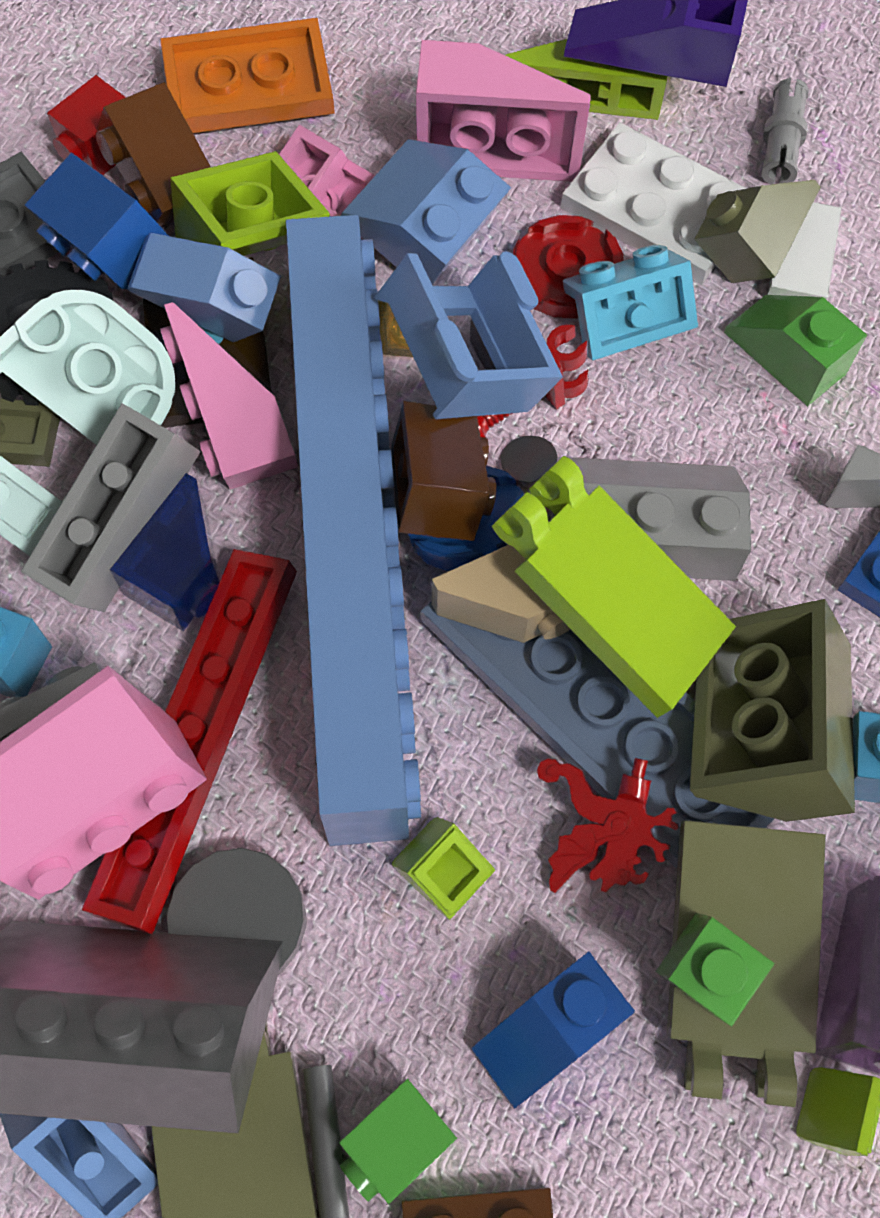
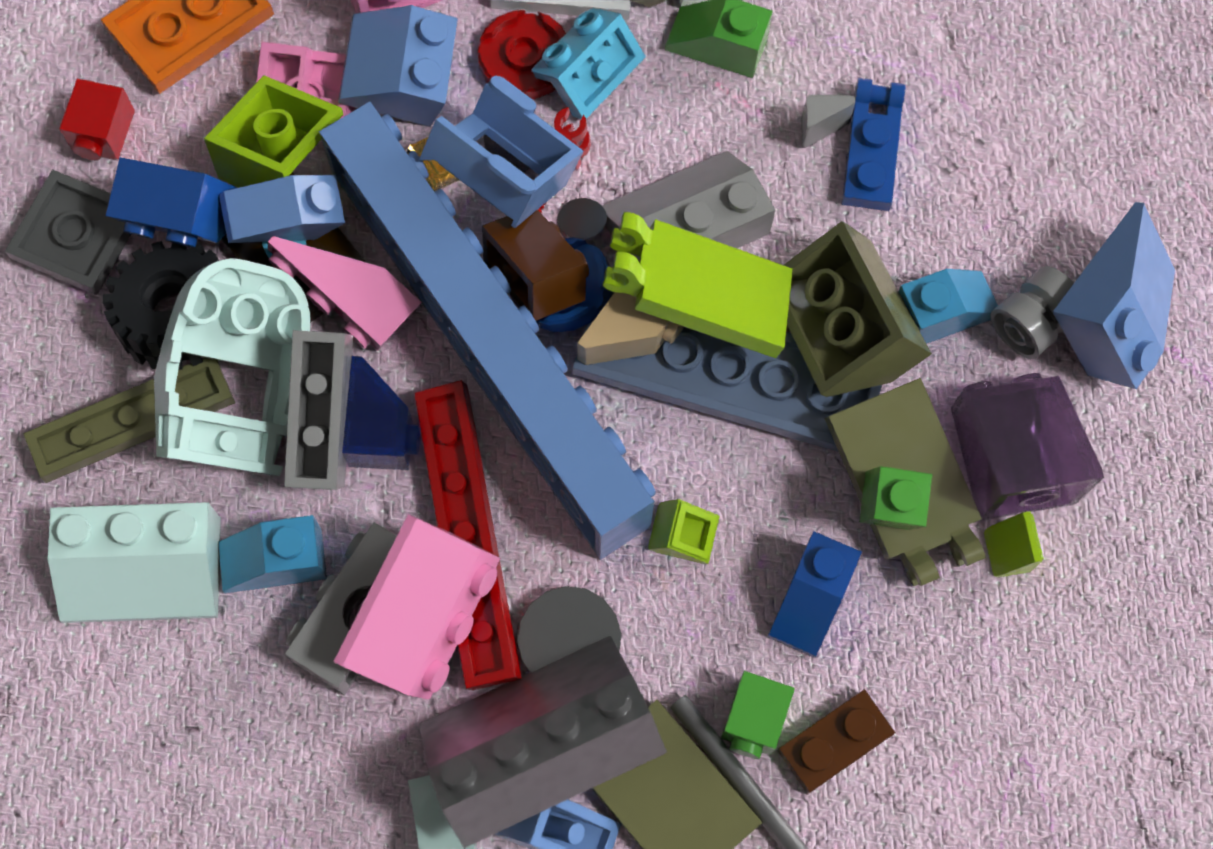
camera: 30 degrees left, 5 degrees up
(149, 145) = (167, 121): reddish brown brick -> none
(621, 824) = (787, 441): red piece -> none

